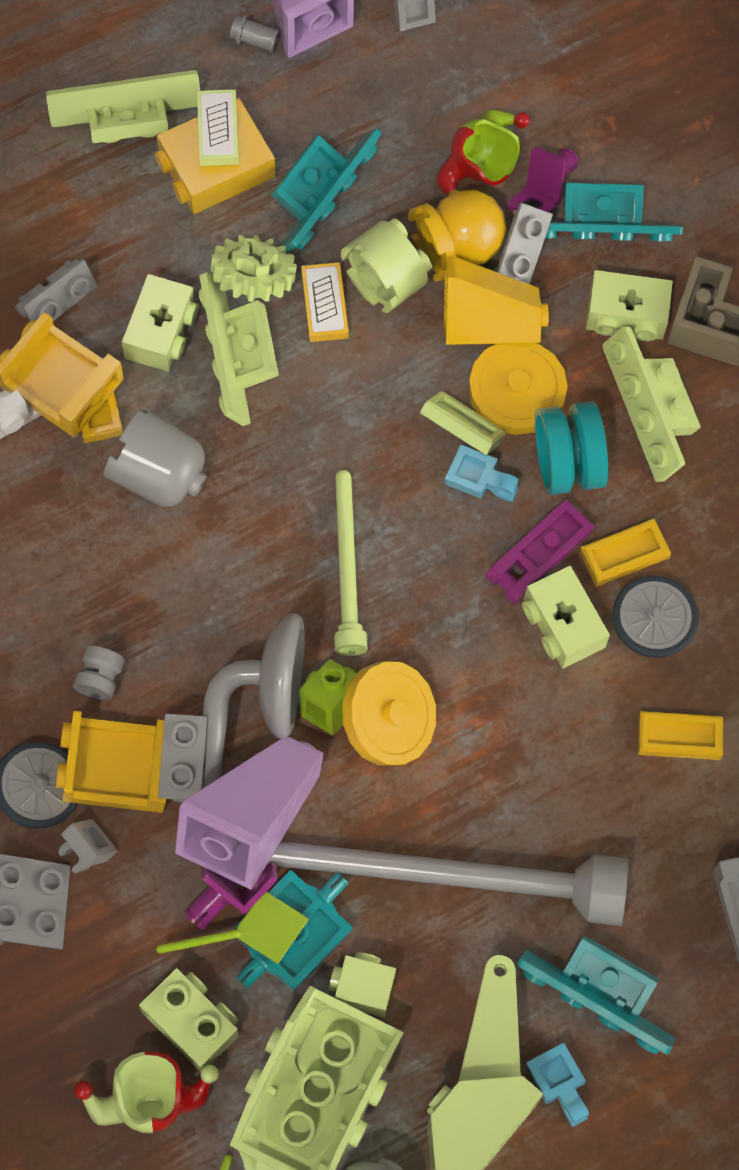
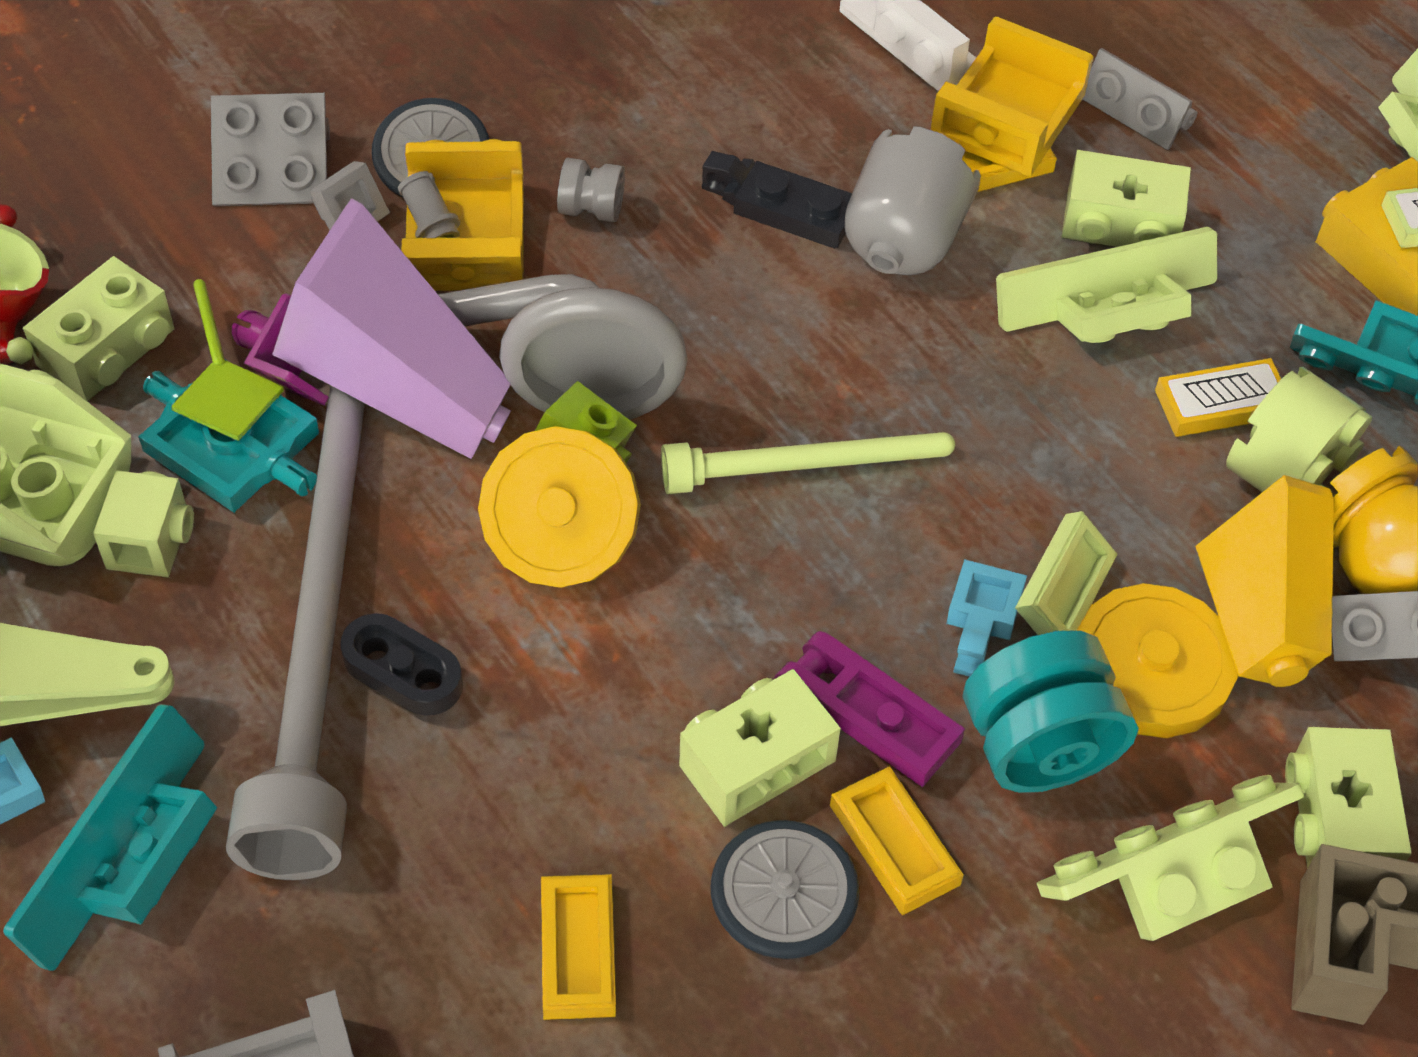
camera: 85 degrees right, 15 degrees down
(116, 545) = (778, 198): none -> black hinge
(116, 783) = (428, 207): none -> light grey pin
(182, 756) = (470, 261): light grey hinge -> none
(253, 268) = (1243, 292): yellowish green gear -> none
(485, 824) = (406, 666): none -> black plate

